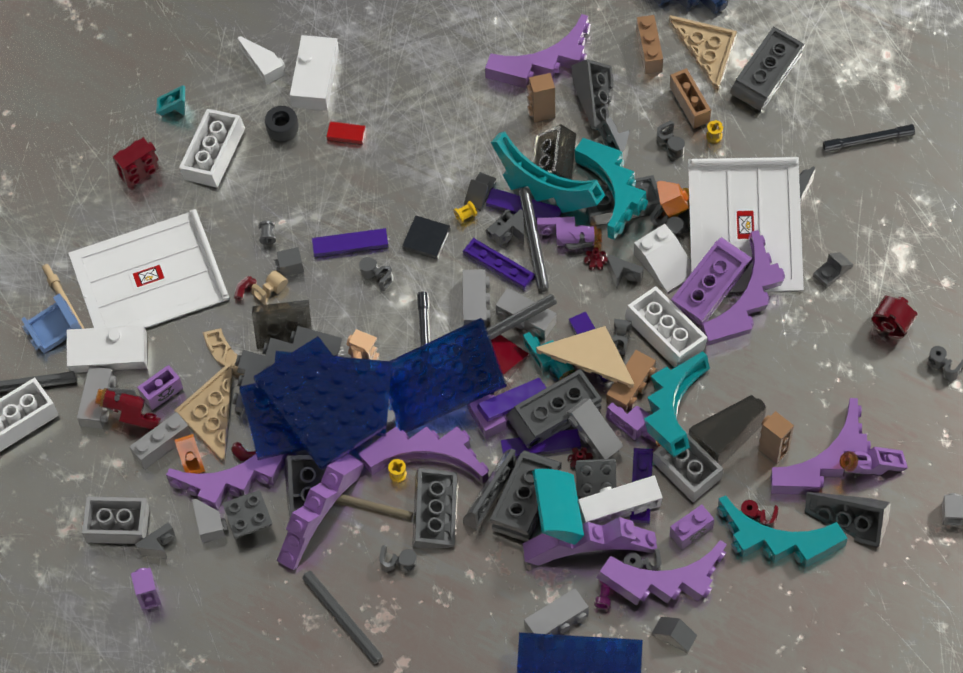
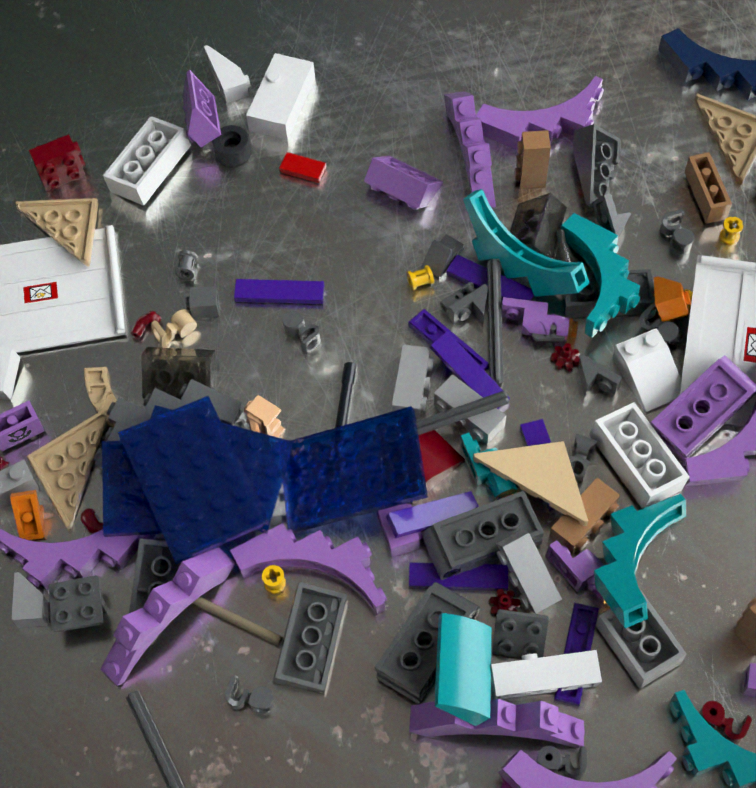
camera: 10 degrees right, 0 degrees up
(155, 211) = (66, 221): none -> tan tile
(172, 101) = (118, 102): teal slope -> none
(248, 98) = (199, 111): none -> medium lavender slope
(426, 237) = (369, 299): black tile -> none
(434, 132) = (402, 181): none -> medium lavender slope
(490, 490) = (384, 626): dark grey slope -> none
(493, 99) = (475, 150): none -> medium lavender arch
(515, 279) = (464, 366): none -> dark purple tile
(578, 170) = (562, 249): none -> clear smoke cone
(649, 44) = (668, 121): medium nougat brick -> none
(691, 527) = (633, 724): medium lavender brick -> none
(729, 429) = (700, 601): clear smoke slope -> none

